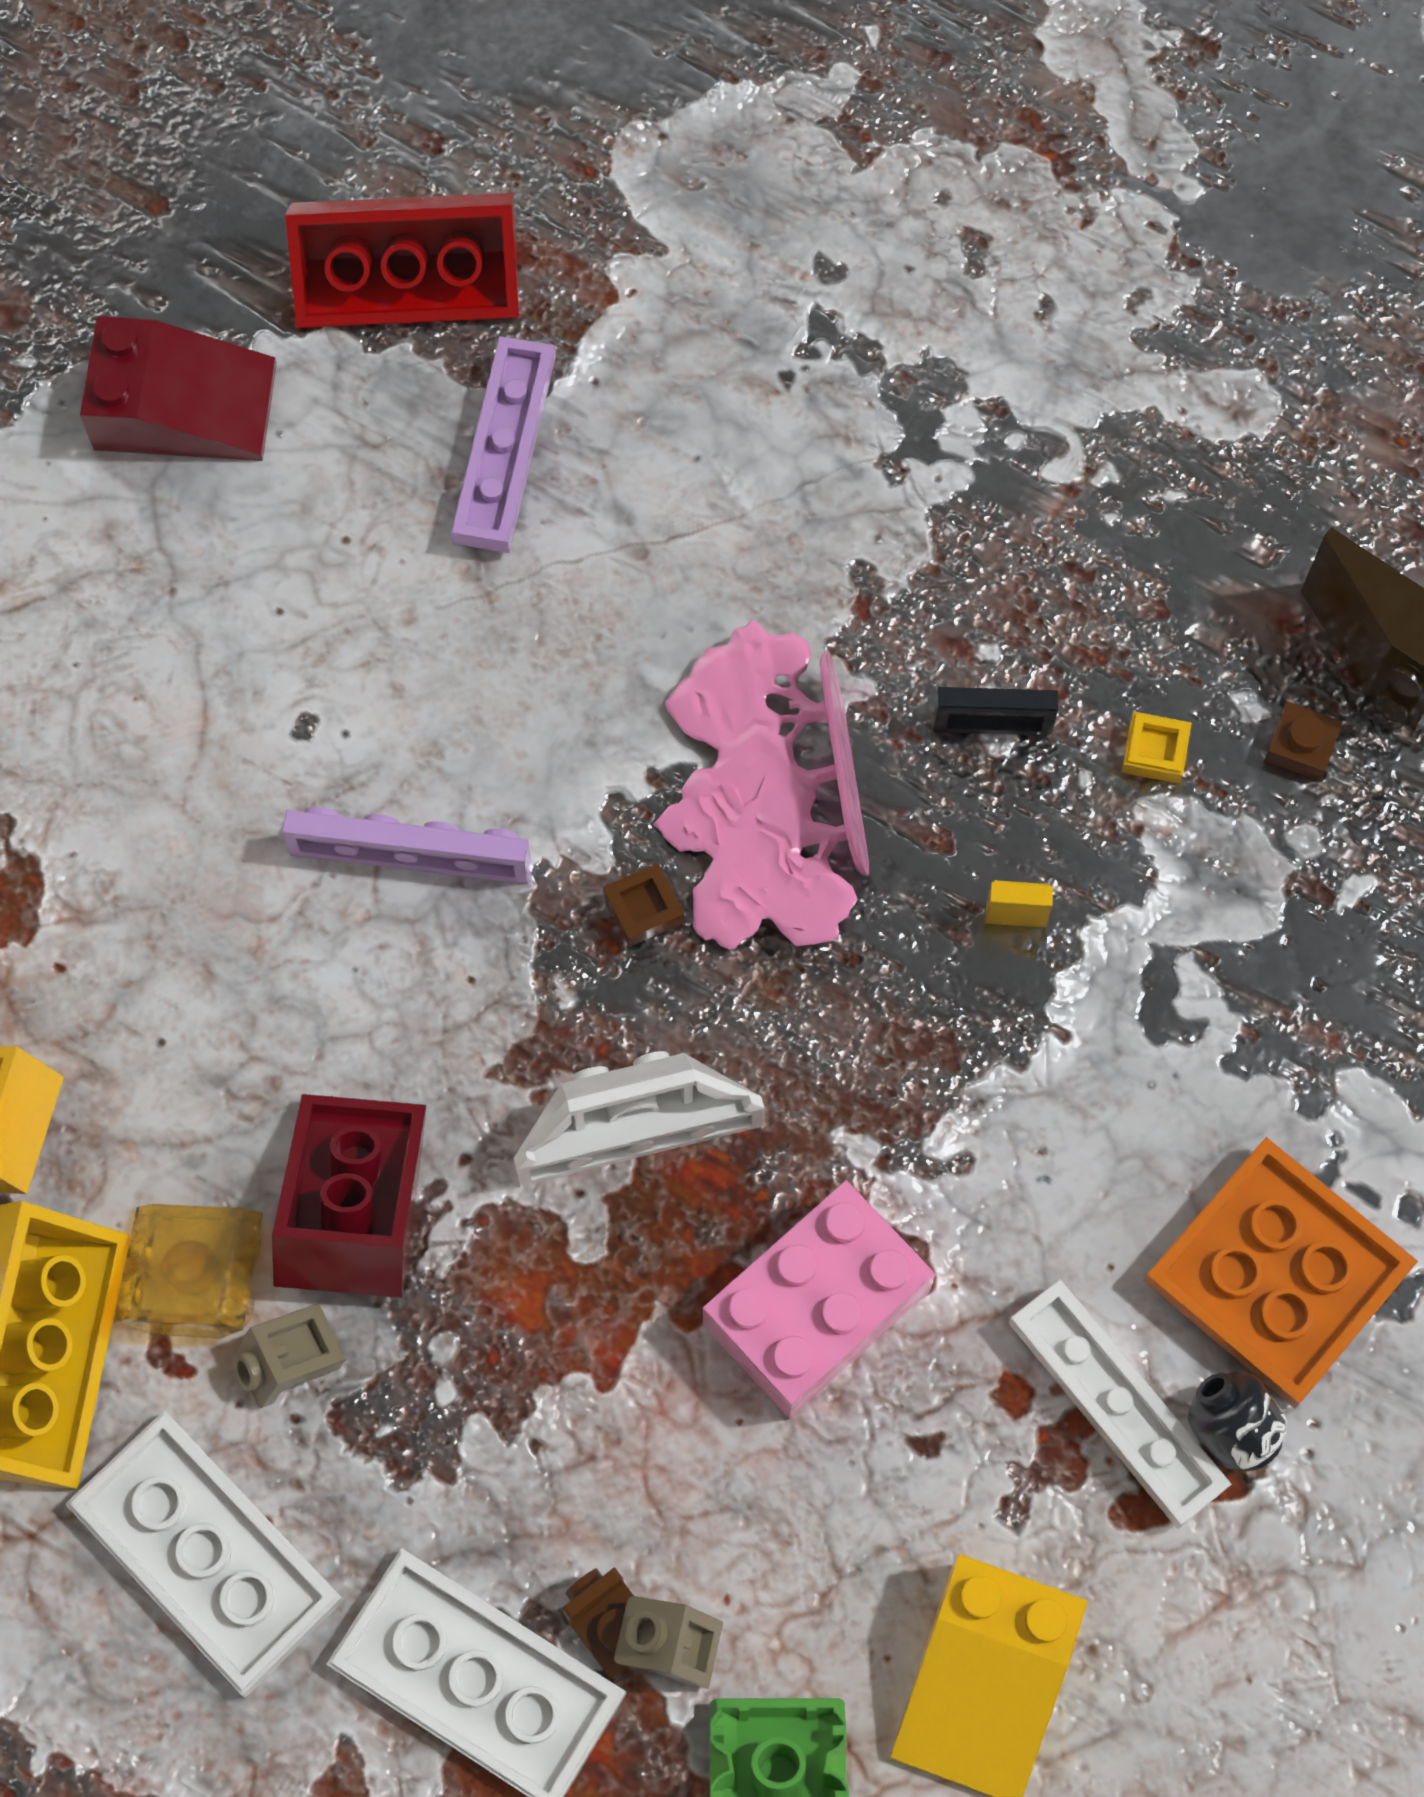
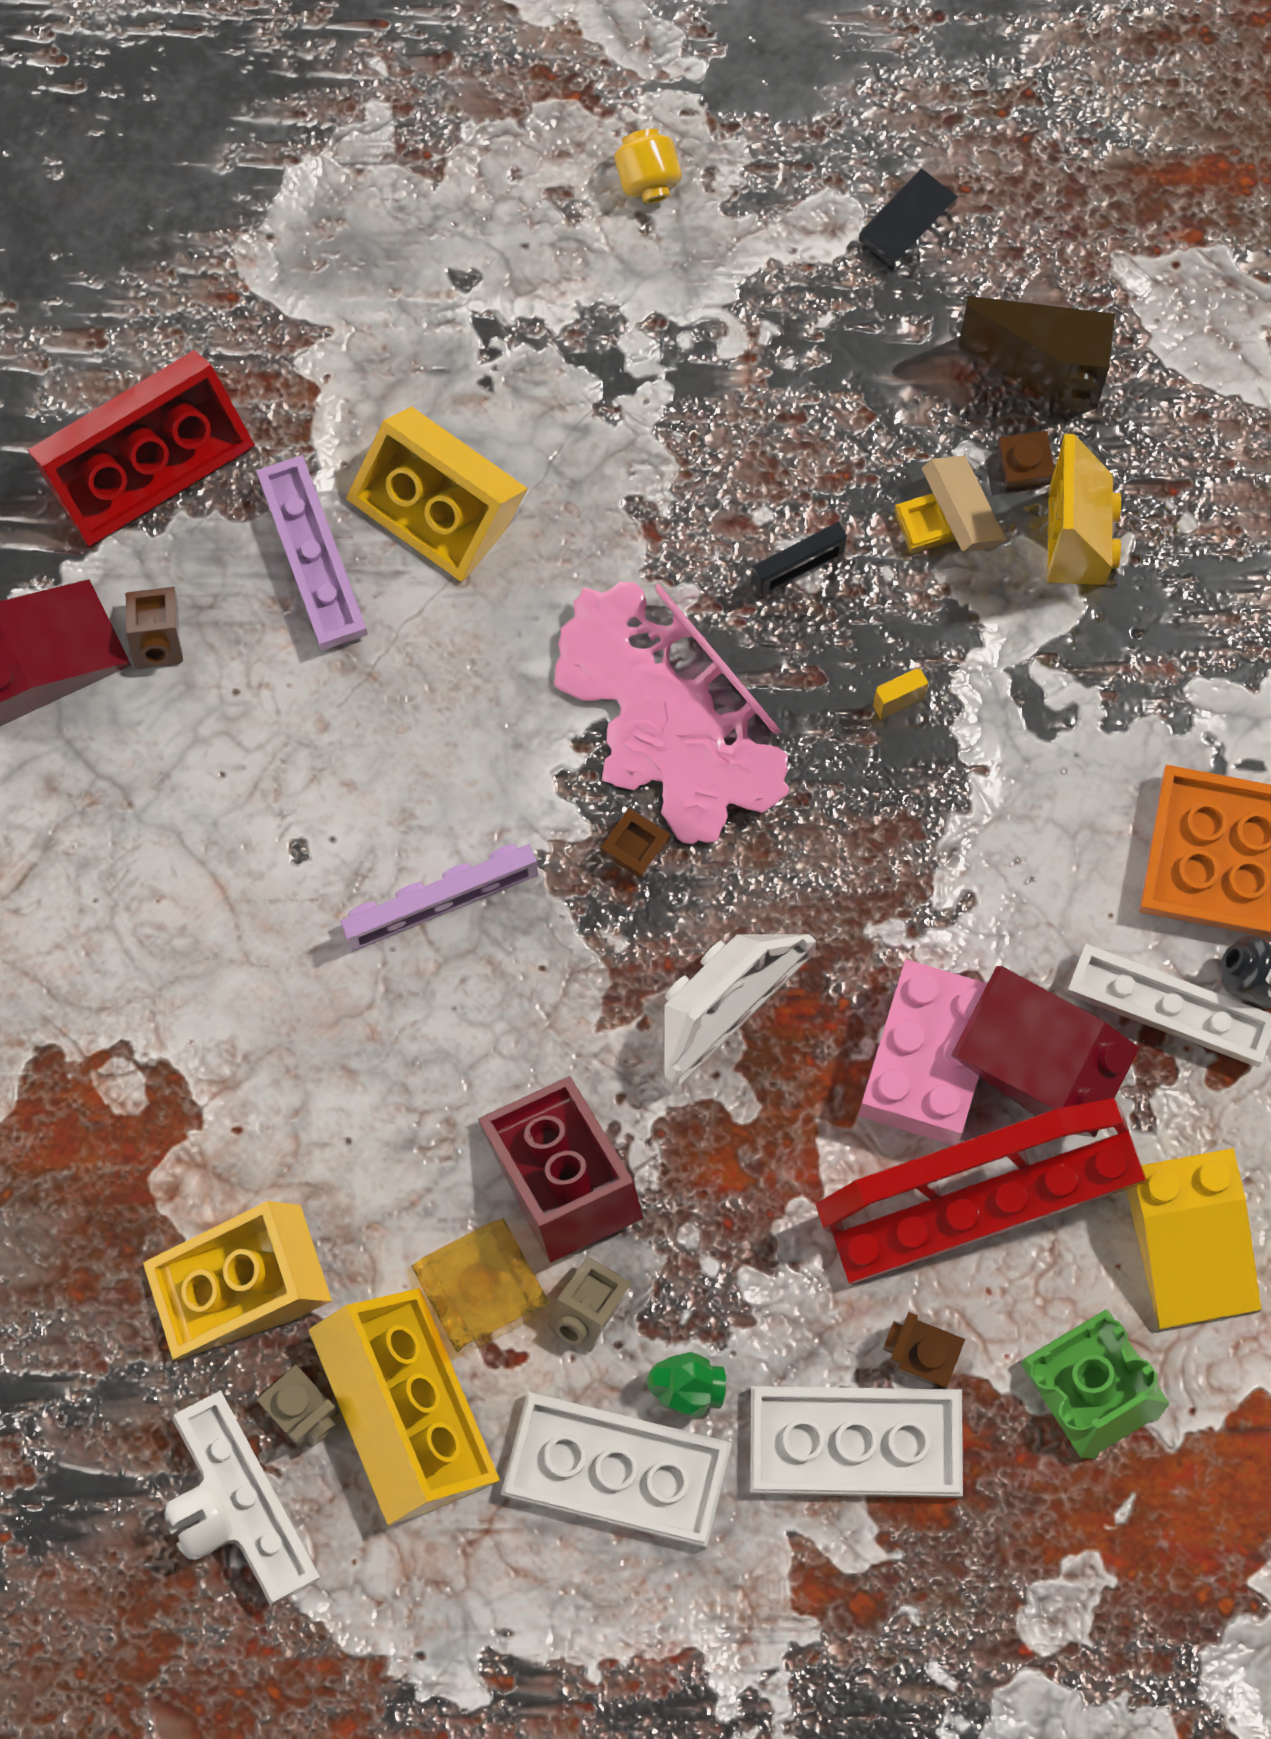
camera: 30 degrees left, 5 degrees up
(300, 431) = (153, 627): none -> reddish brown bracket
(332, 1503) = (688, 1384): none -> green rock
(664, 449) = (435, 492): none -> yellow slope
(669, 1640) = (970, 1339): dark tan bracket -> none
(772, 1502) = (987, 1206): none -> red plate
(937, 1370) = (1042, 1047): none -> dark red slope
(1079, 250) = (648, 165): none -> yellow head
(1207, 748) = (963, 503): none -> tan tile
(1322, 437) = (908, 218): none -> black tile
(1326, 823) = (1081, 518): none -> yellow slope

